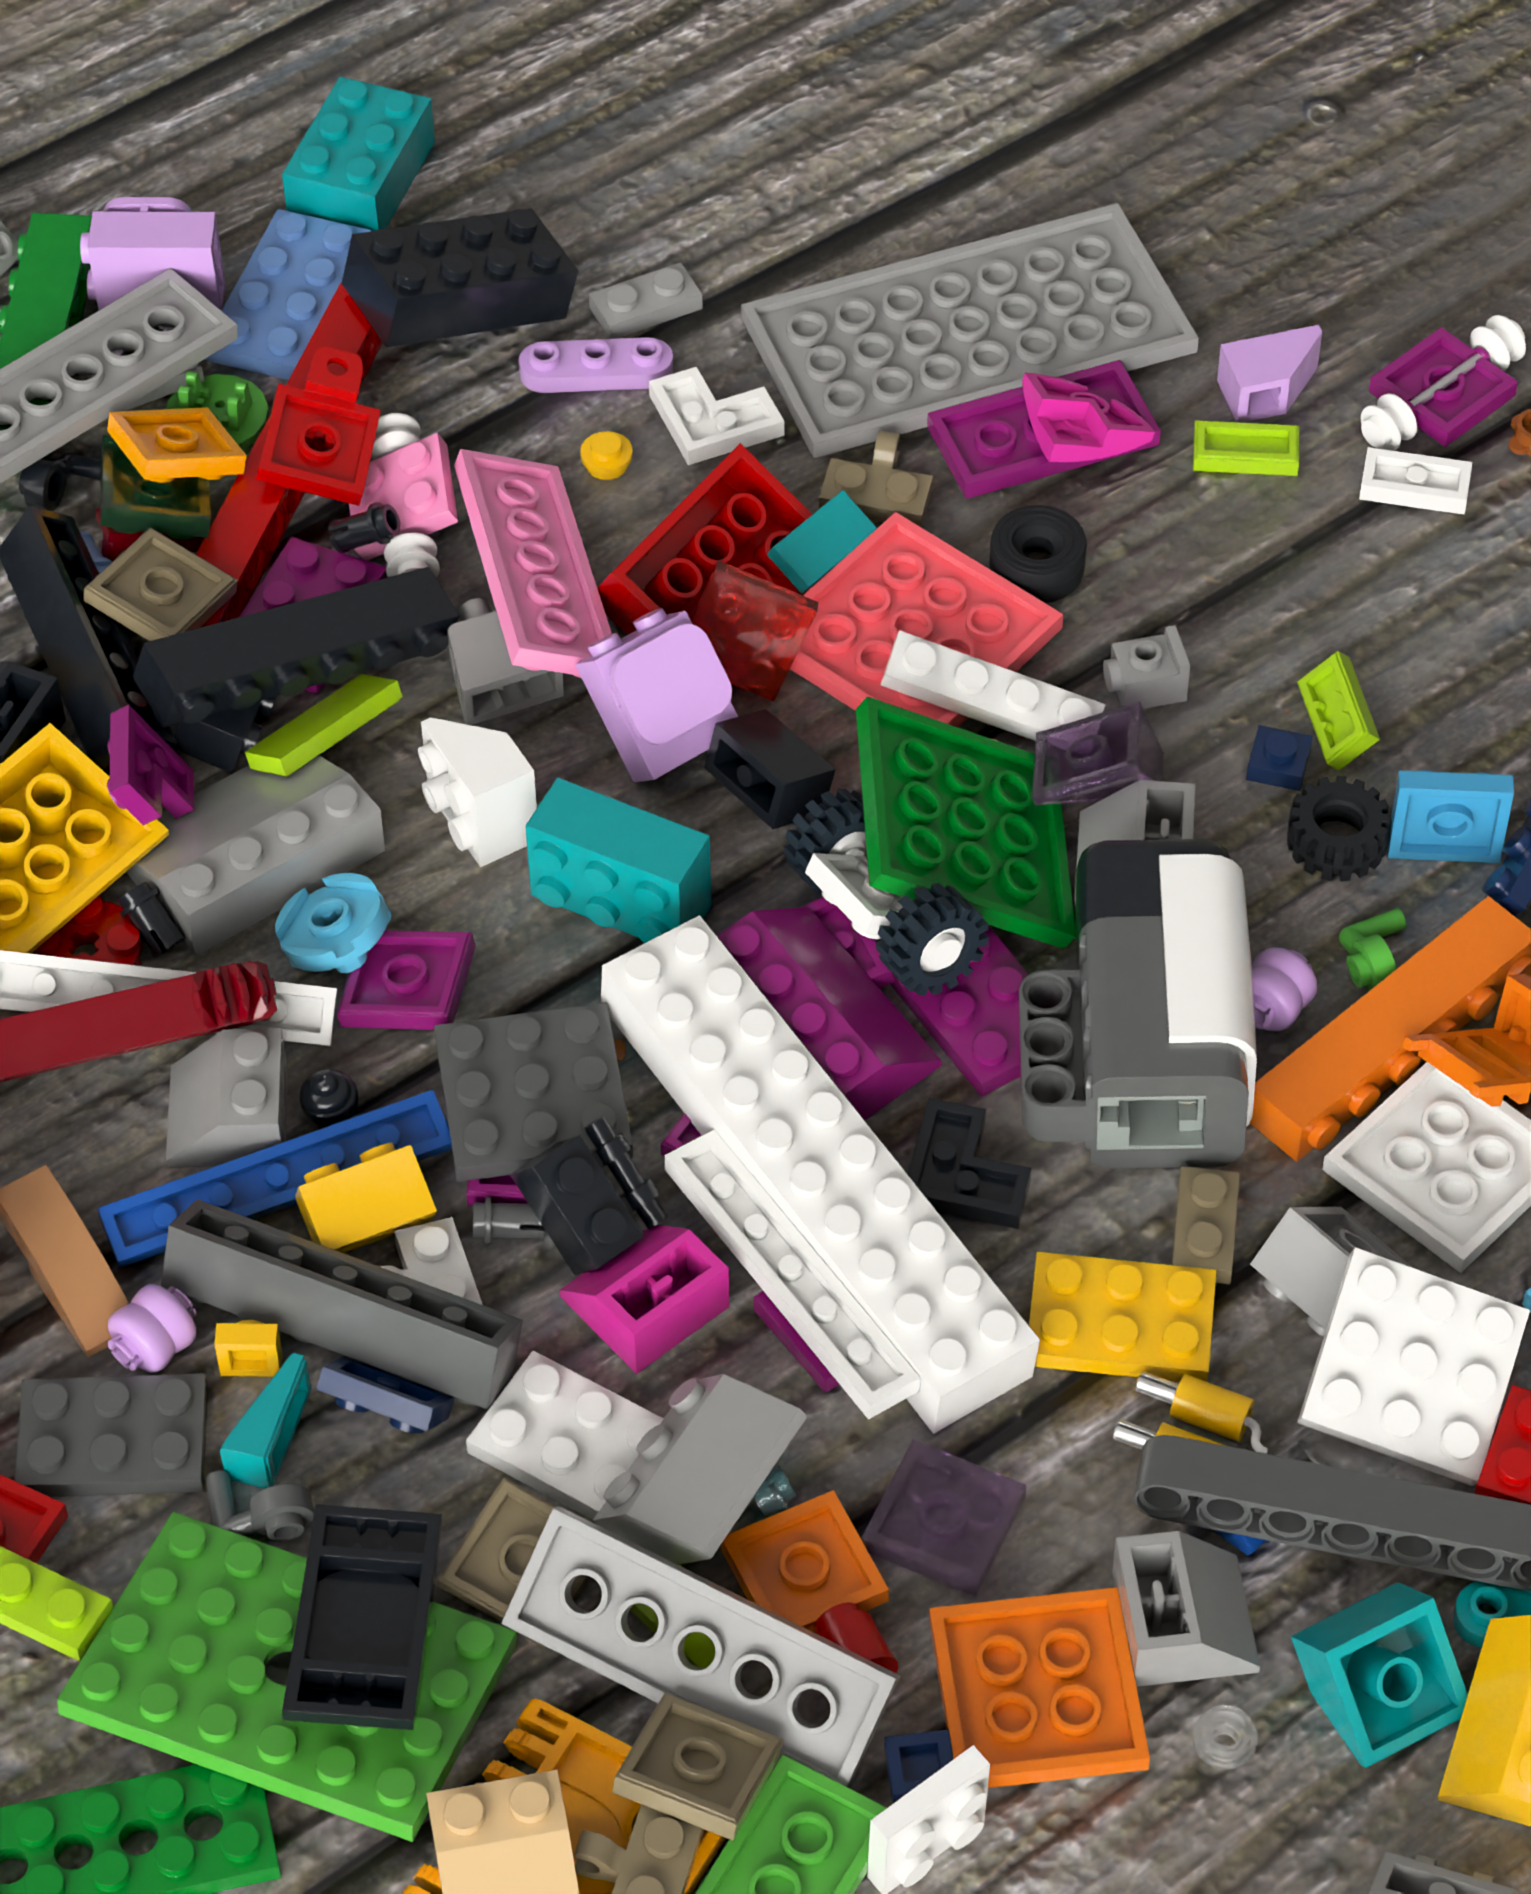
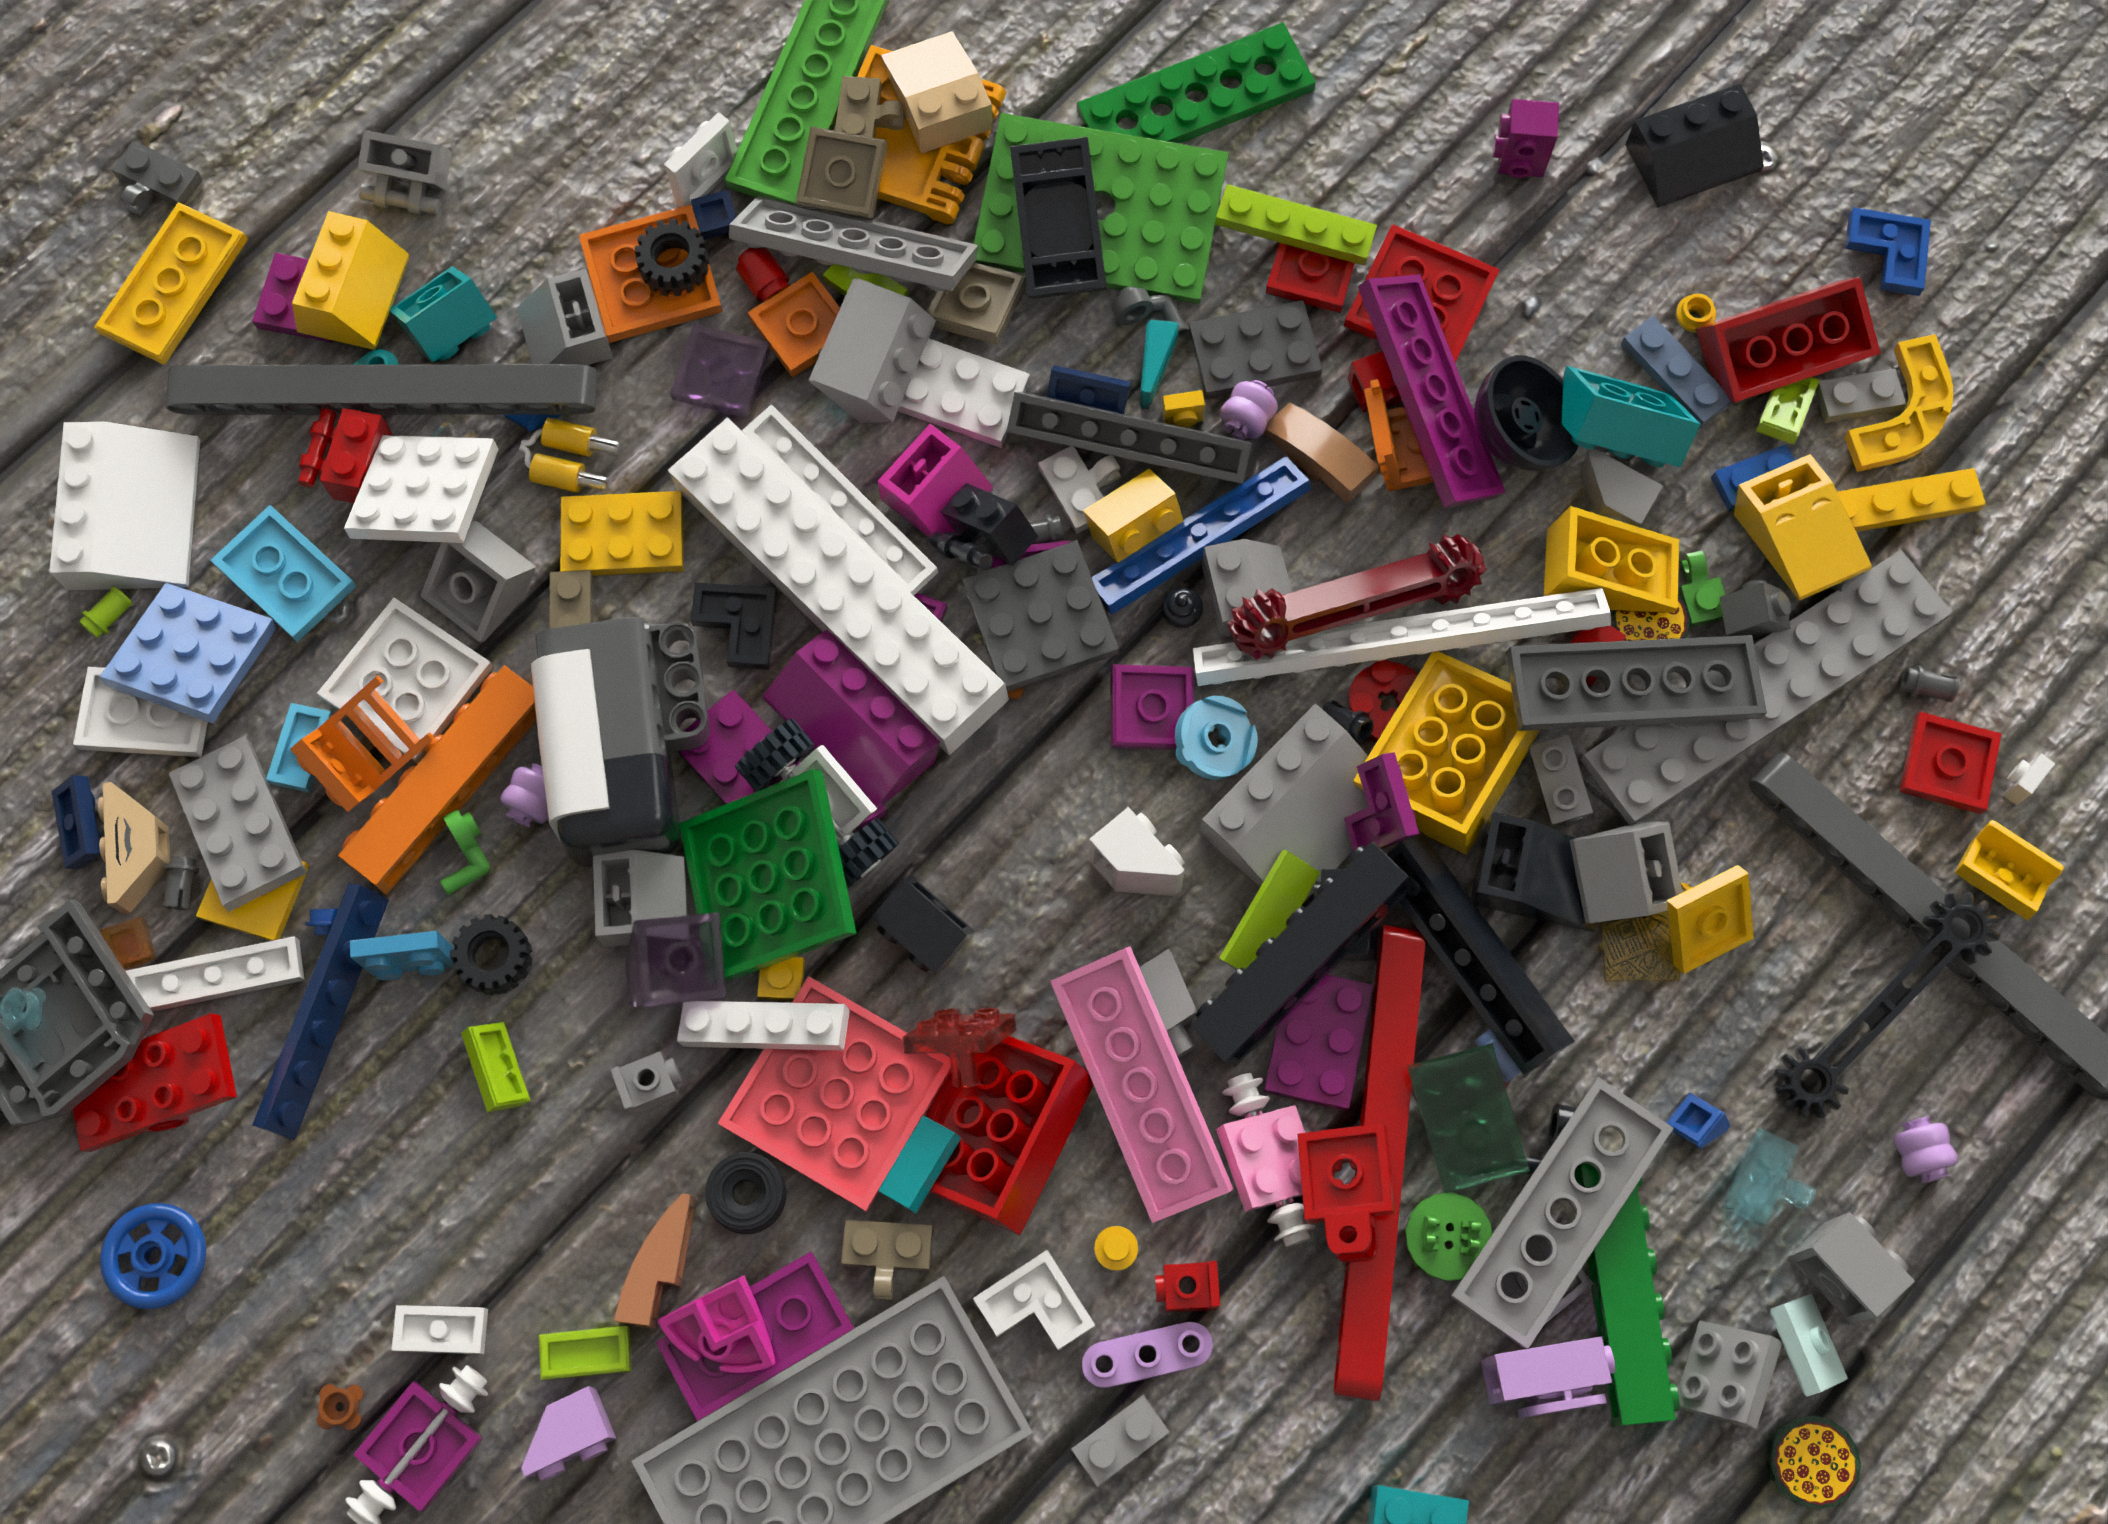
camera: 170 degrees right, 20 degrees up
(159, 588) = (1426, 994): dark tan plate -> none
(176, 444) = (1463, 1156): light orange plate -> none
(285, 292) = (1430, 1395): medium blue plate -> none
(376, 524) = (1278, 1103): black pin -> none
(459, 277) = (1278, 1399): black brick -> none
(530, 405) = (1206, 1292): none -> red brick
(616, 862) = (1016, 803): teal brick -> none
(658, 692) = (1016, 960): lavender brick -> none
(997, 1636) = (667, 237): none -> black tyre
(1152, 499) = (657, 1264): none -> nougat slope
(1228, 1721) = (532, 256): clear plate -> none
(1279, 758) = (540, 1023): dark blue plate -> none

